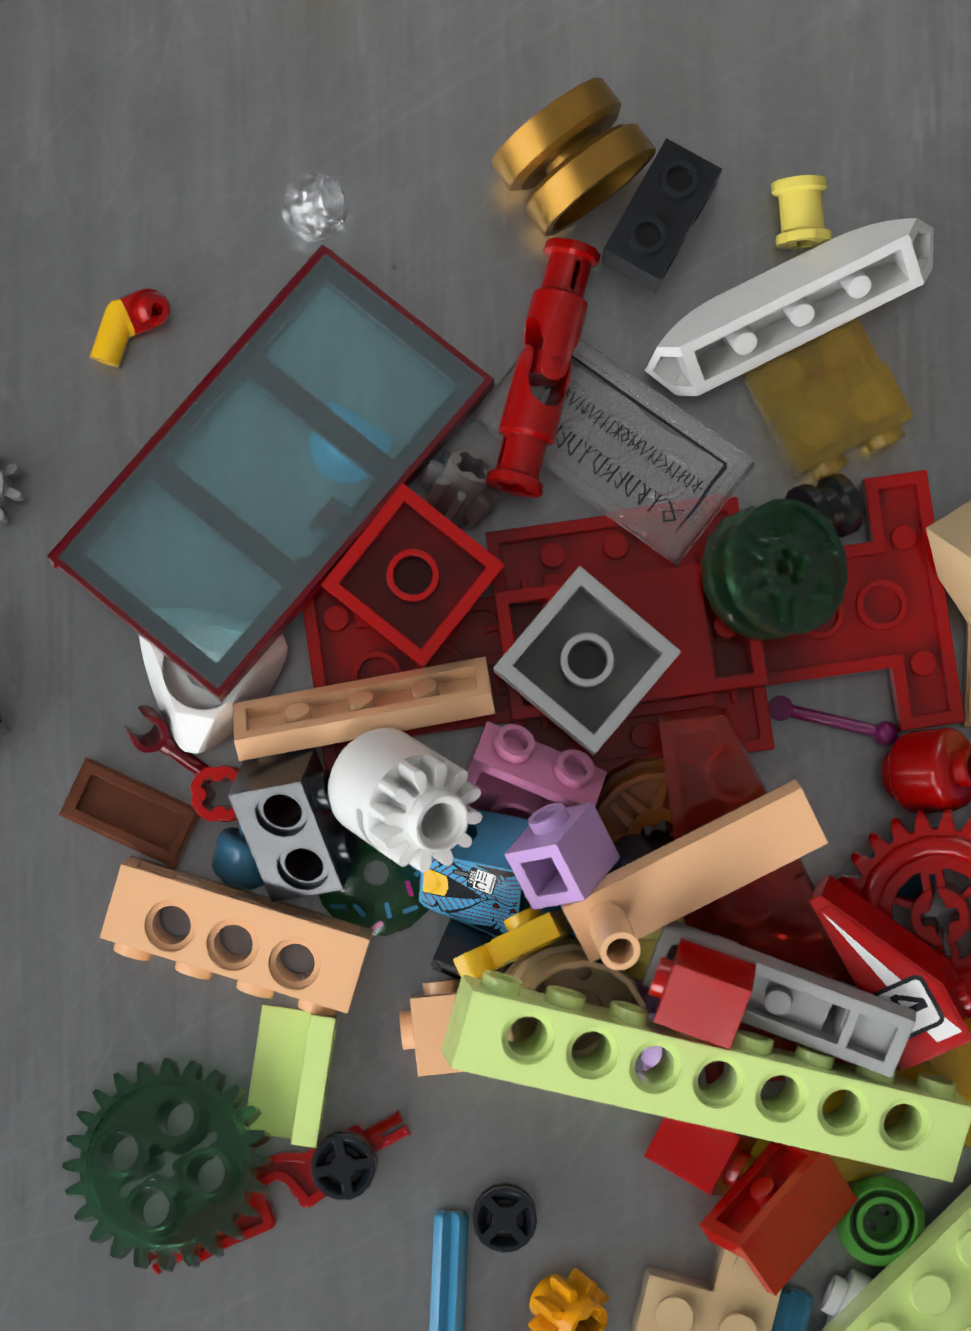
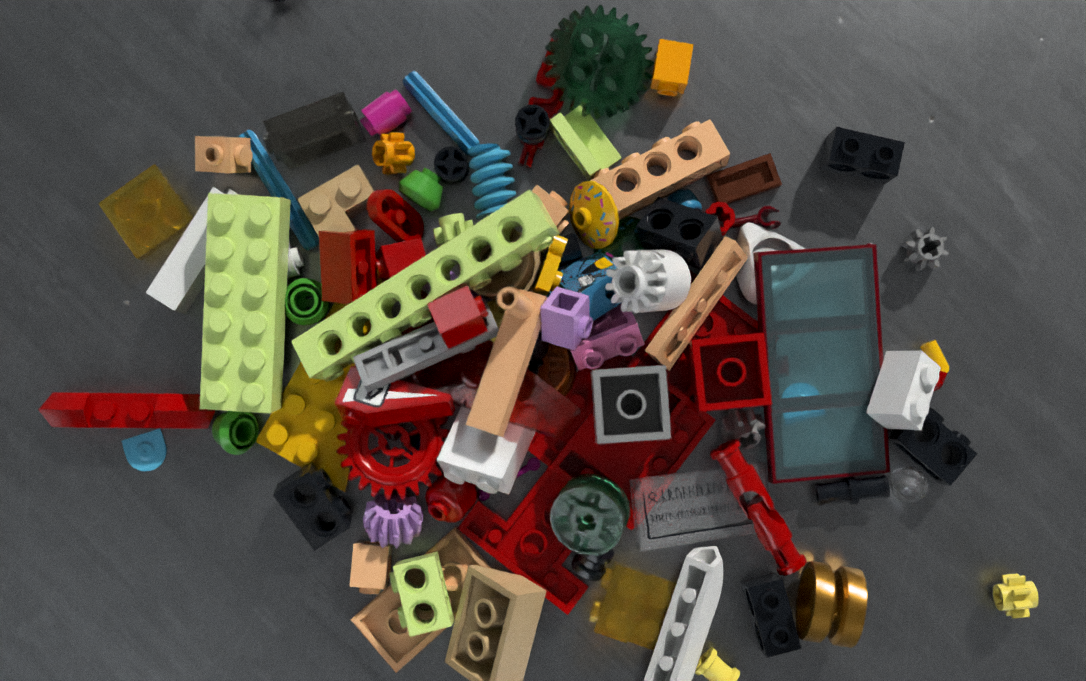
camera: 135 degrees right, 0 degrees up
(77, 1060) = (671, 67): none -> light orange brick
(204, 333) = (903, 390): none -> white brick
(246, 225) = (928, 451): none -> black brick
(381, 961) = (593, 214): none -> yellow dish
(396, 269) = (852, 490): none -> black pin
(471, 1141) = (490, 178): none -> medium azure piece
(575, 1223) = (422, 189): none -> bright green cone
(589, 1125) = (450, 227): none -> yellowish green gear
(648, 1232) = (394, 215): none -> red plate
(845, 778) = (483, 456): none -> white brick

